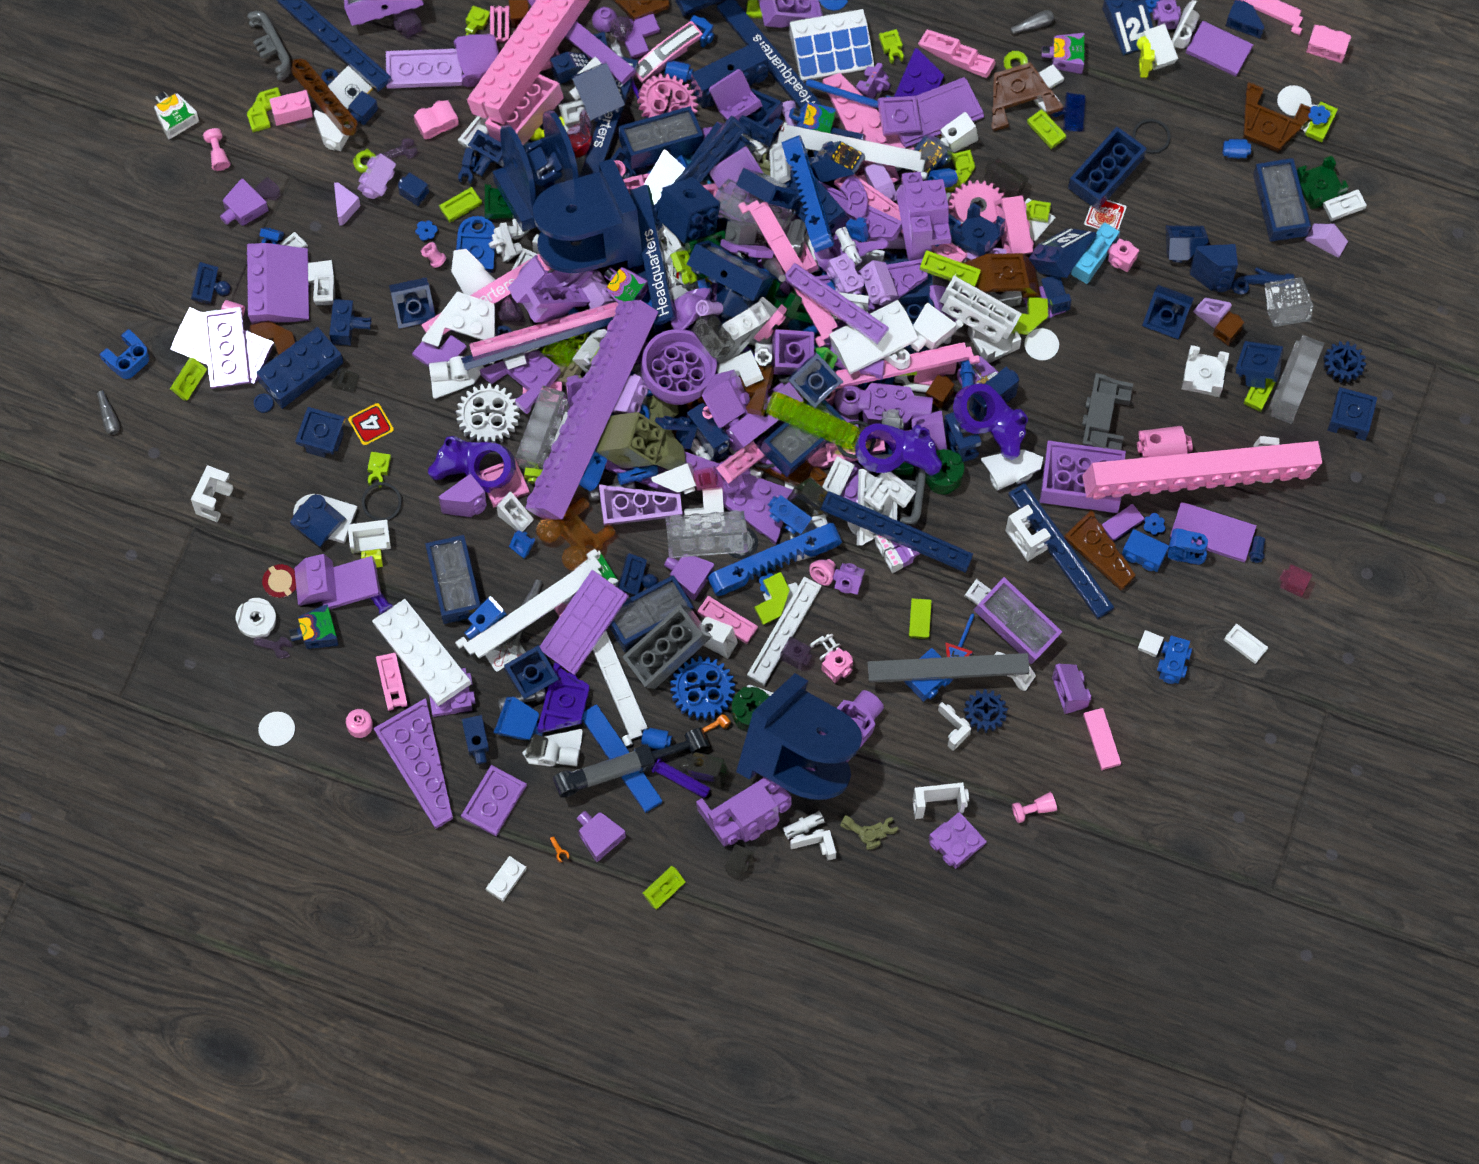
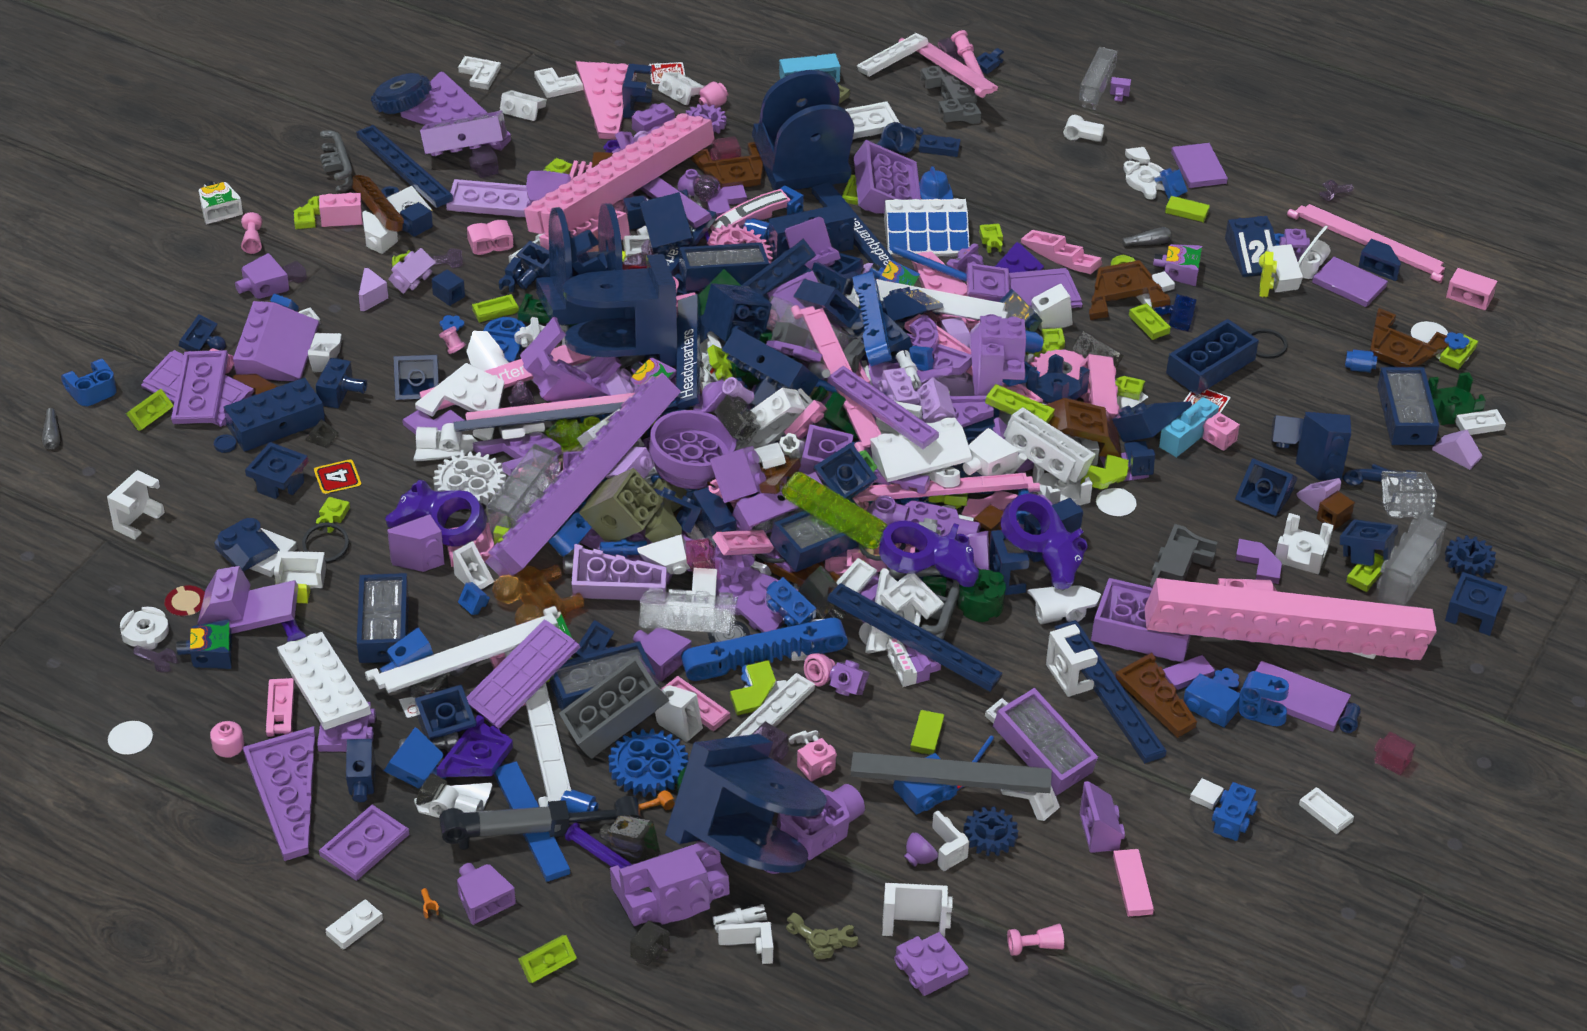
camera: 10 degrees right, 25 degrees down
(932, 738) = (919, 850): none -> medium lavender brick
(1166, 384) = (1255, 552): none -> medium lavender tile

